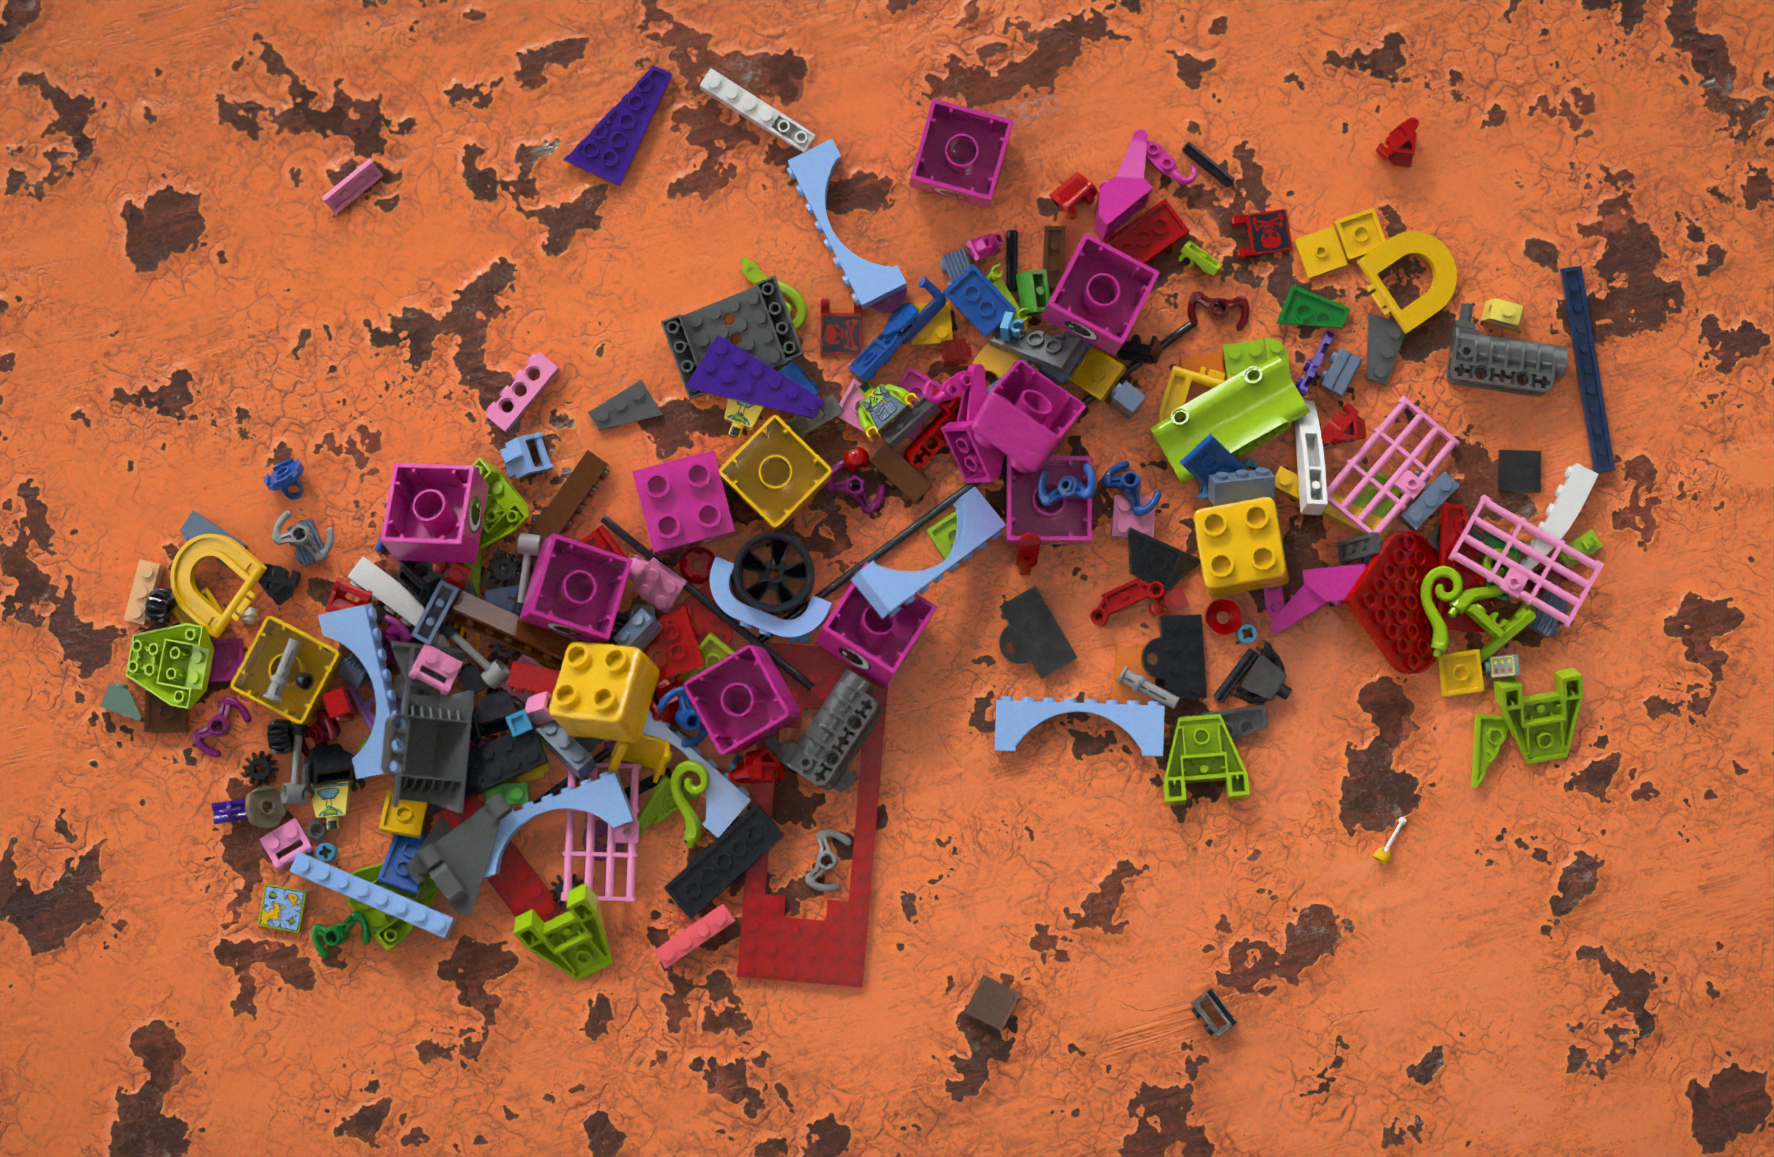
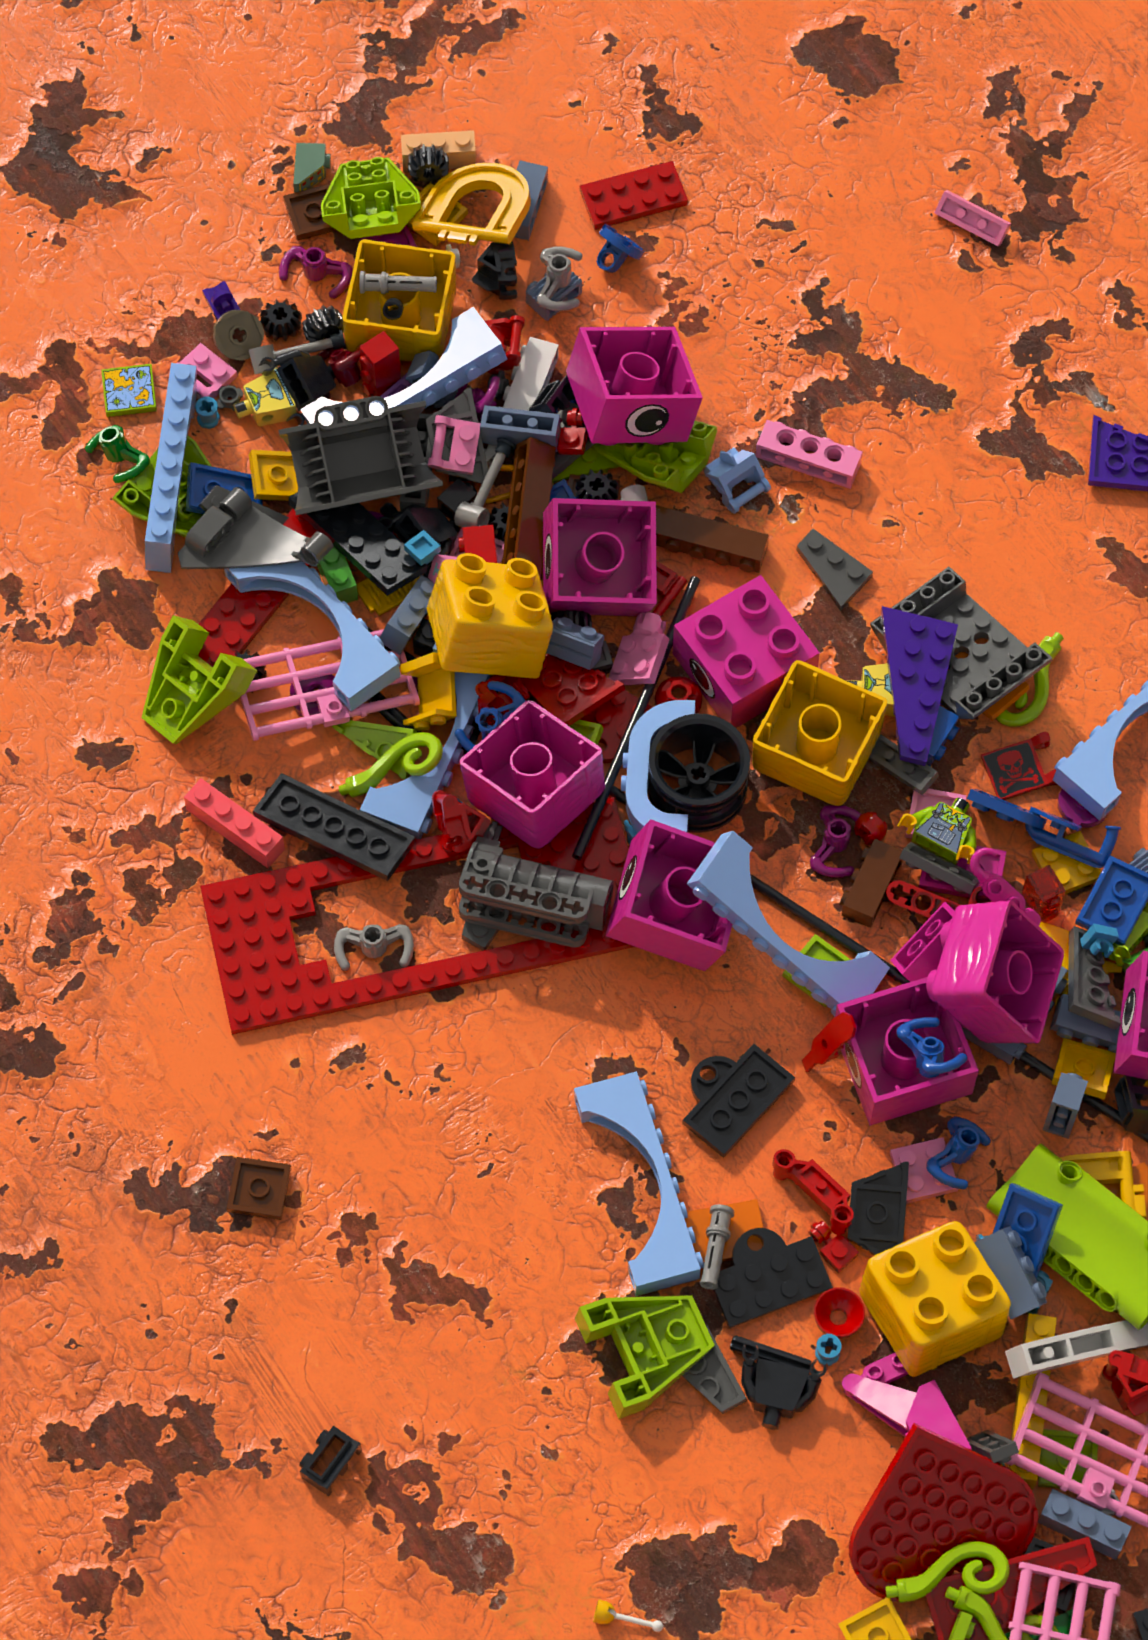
camera: 65 degrees right, 20 degrees down
(236, 448) = (633, 195): none -> red plate

